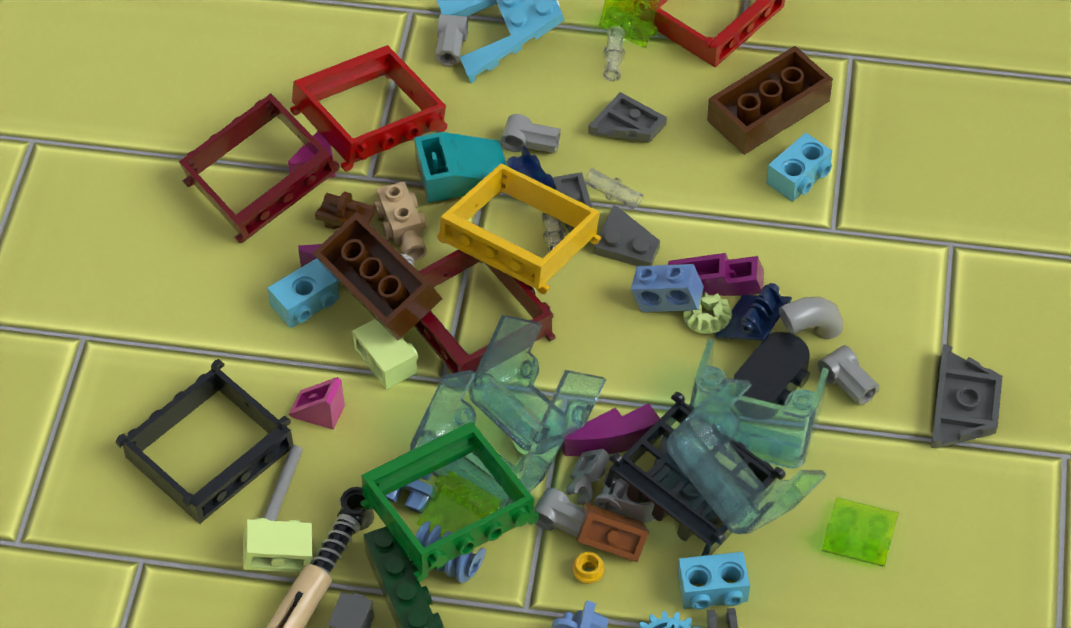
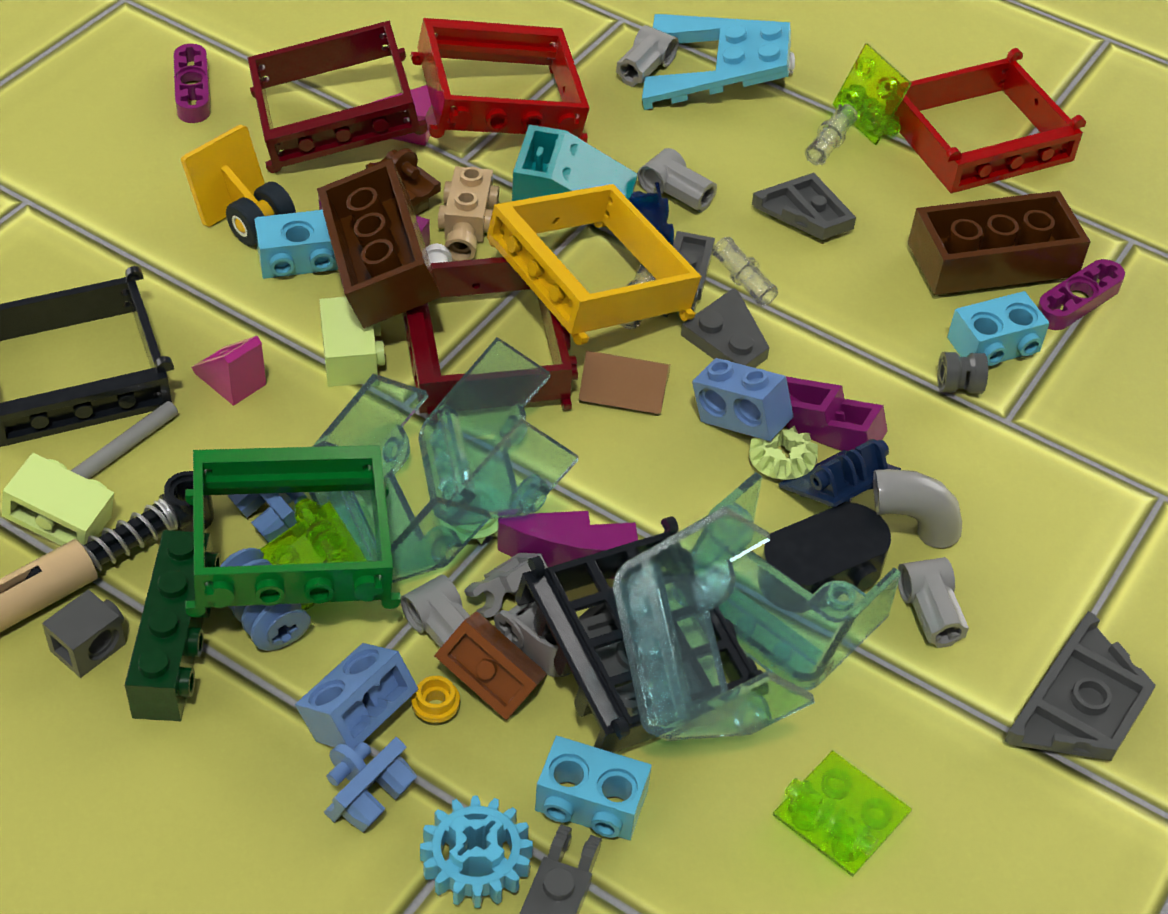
camera: 20 degrees right, 5 degrees down
(137, 204) = (186, 92): none -> magenta beam
(226, 267) = (231, 186): none -> yellow plate
(545, 586) = (357, 696): none -> medium blue brick
(580, 304) = (624, 382): none -> medium nougat panel
(791, 208) = (962, 372): none -> dark grey wheel
(837, 105) = (1111, 278): none -> magenta beam

